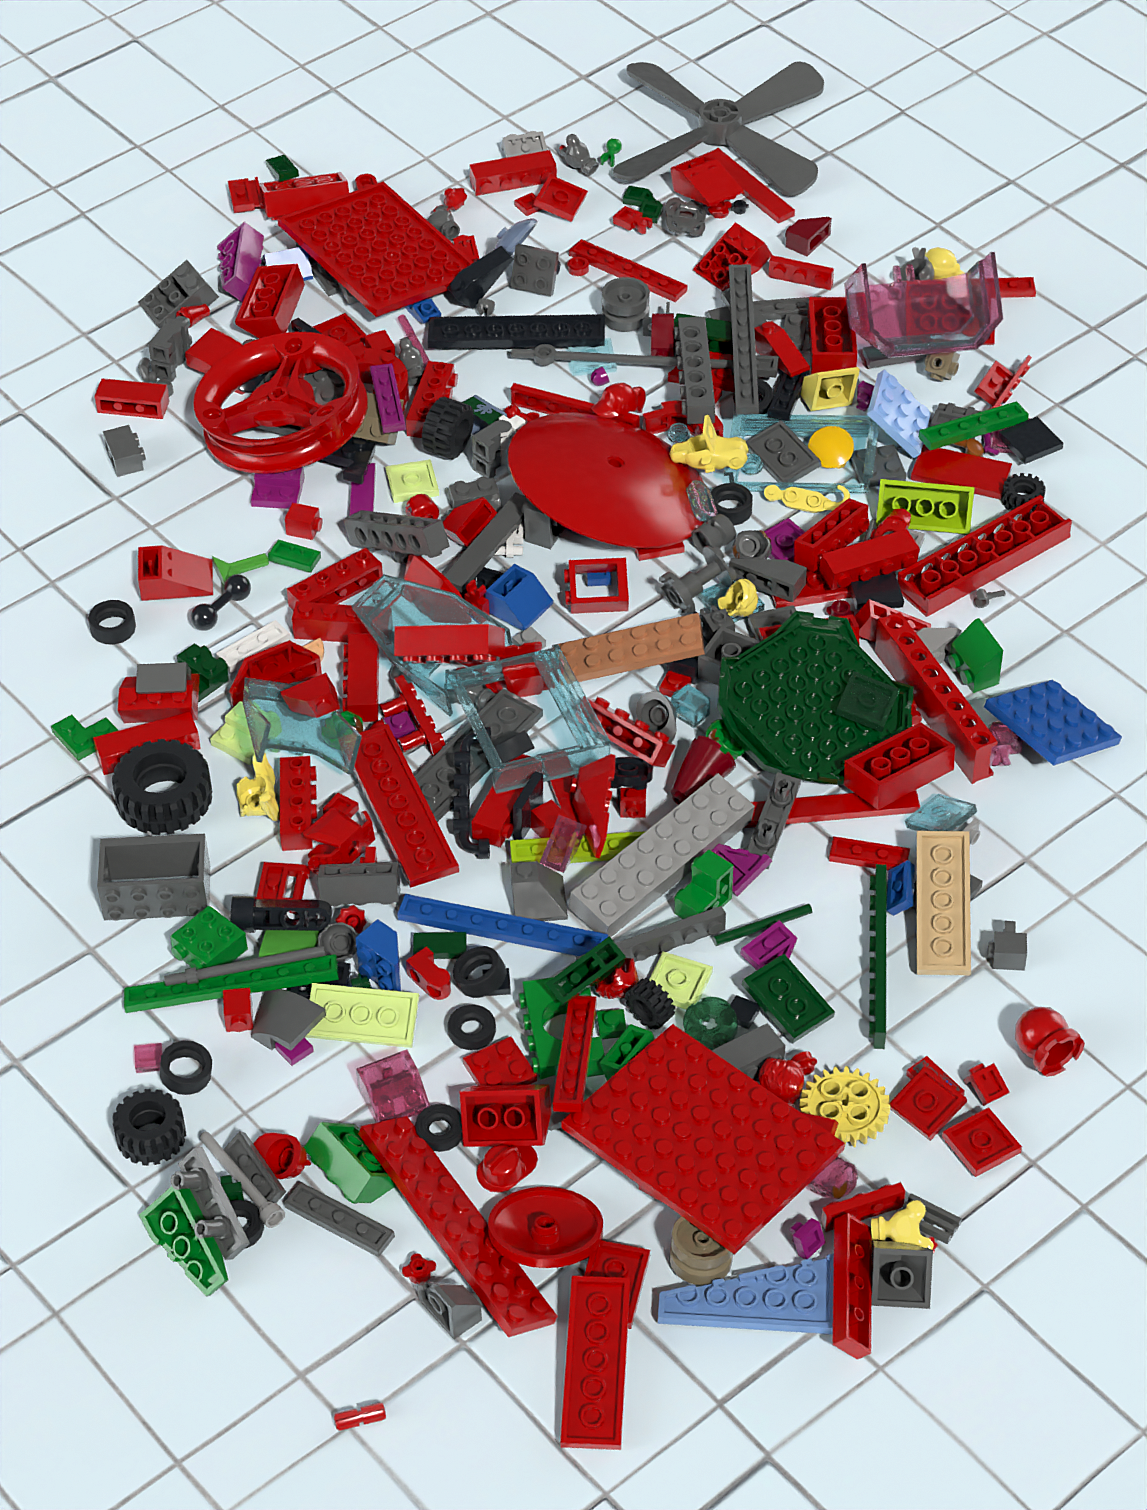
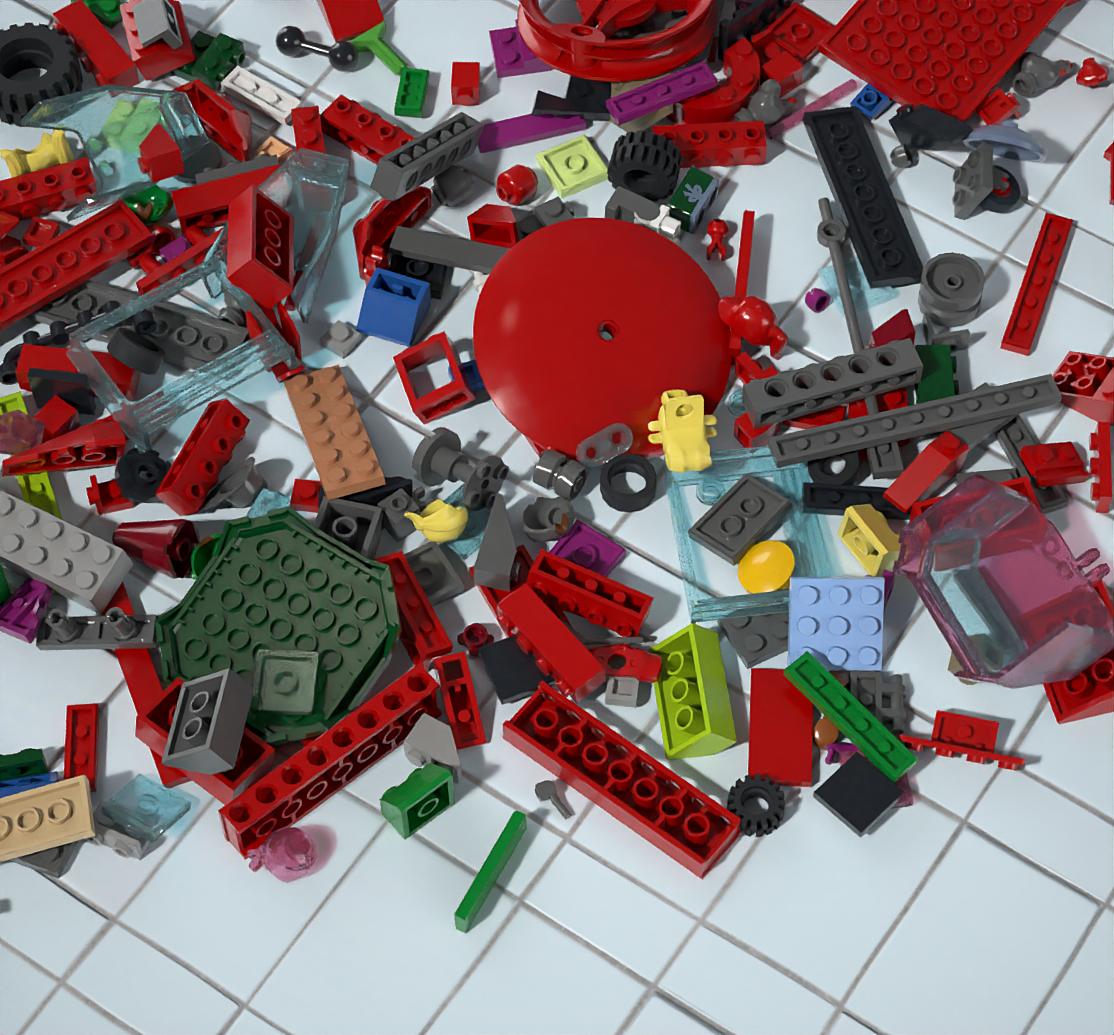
camera: 75 degrees right, 10 degrees up
(334, 664) = (235, 167): none -> dark grey plate
(578, 266) = (1023, 230): red tile -> none
(790, 293) = (1054, 463): none -> red plate
(804, 499) = (663, 561): light yellow piece -> none
(899, 741) = (208, 723): none -> dark grey slope
(1044, 635) = (490, 871): none -> green tile
(1053, 722) = (325, 903): blue plate -> none

